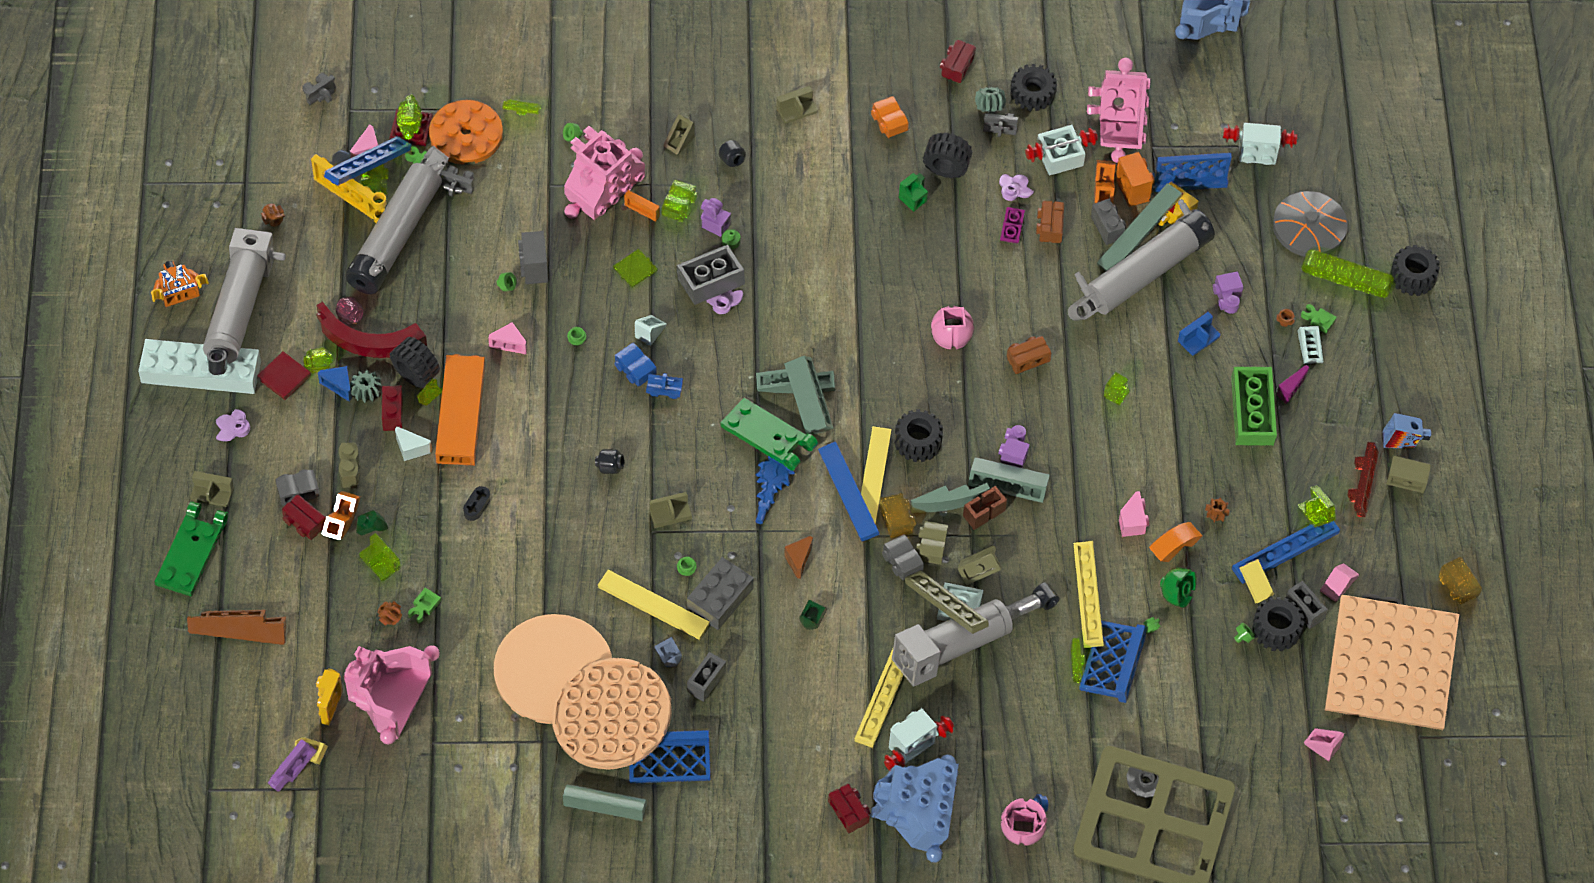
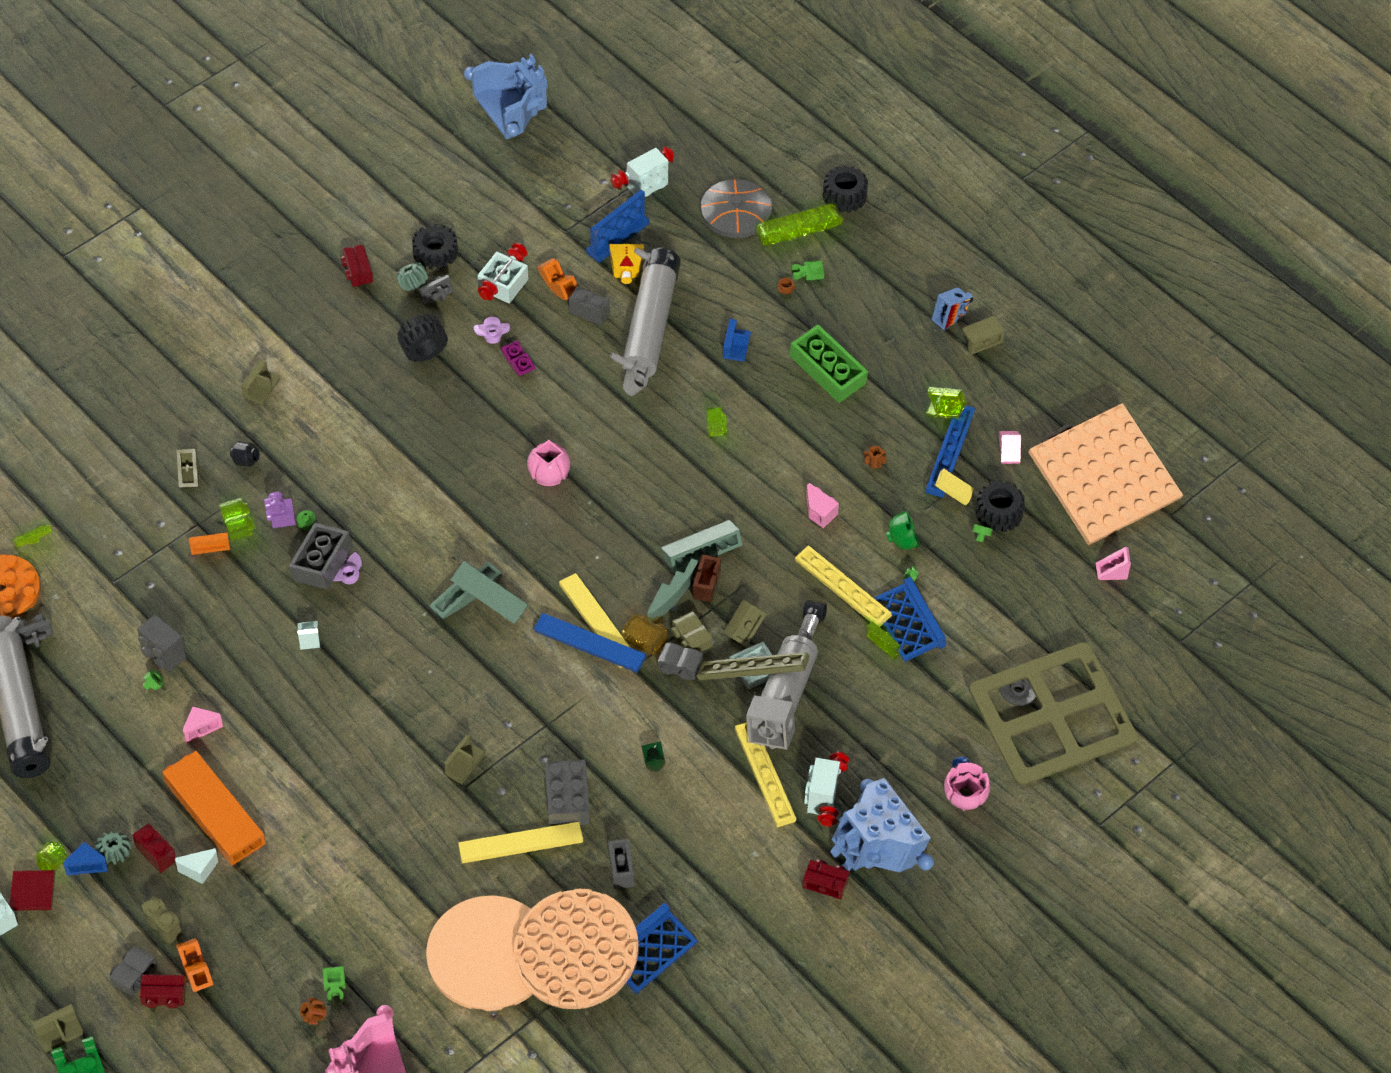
camera: 40 degrees left, 5 degrees down
(232, 426) = (23, 964): lavender plate -> none
(349, 310) = (40, 797): clear pink head -> none
(364, 343) = (80, 813): dark red arch -> none
(370, 522) = (224, 952): dark green plate -> none
(380, 558) = (260, 974): clear neon green panel -> none
(414, 362) = (142, 795): black tyre -> none
(429, 393) = (173, 813): clear neon green piece -> none
(479, 505) = (303, 871): black beam -> none
(571, 131) = (93, 527): bright green tile -> none
(576, 336) = (253, 681): bright green plate -> none
(601, 173) = (156, 540): bright pink piece -> none
(604, 802) = (634, 1023): sand green brick -> none
(610, 461) = (378, 757): black head -> none
(634, 364) = (324, 668): blue brick -> none
(635, 268) = (249, 596): clear neon green piece -> none
(664, 385) = (365, 667): blue hips -> none
(669, 653) = (571, 869): sand blue plate -> none
(686, 566) = (518, 793): bright green plate -> none
(761, 427) = (475, 645): hinge -> none
(773, 476) = (518, 672): blue piece -> none
(798, 554) = (598, 720): dark orange slope -> none
(890, 117) = (344, 342): orange brick -> none
(913, 192) = (419, 385): green brick -> none
(923, 423) = (601, 549): black tyre -> none
(1014, 450) = (684, 521): medium lavender brick -> none
(1028, 354) = (626, 443): dark orange brick -> none
(1051, 222) = (546, 335): dark orange brick -> none
(1121, 124) = (534, 217): bright pink piece -> none
(1134, 179) = (581, 260): orange brick -> none
(1140, 227) = (619, 294): sand green tile -> none
(1174, 540) = (869, 501): orange brick -> none
(1228, 289) = (725, 295): medium lavender brick -> none
(1290, 385) = (839, 331): magenta slope -> none
(1310, 605) = (1006, 472): dark grey brick -> none
(1311, 330) = (825, 288): light aqua slope -> none
(1367, 465) = (964, 373): clear red hinge -> none
(1460, 581) = (1091, 384): clear yellow brick -> none

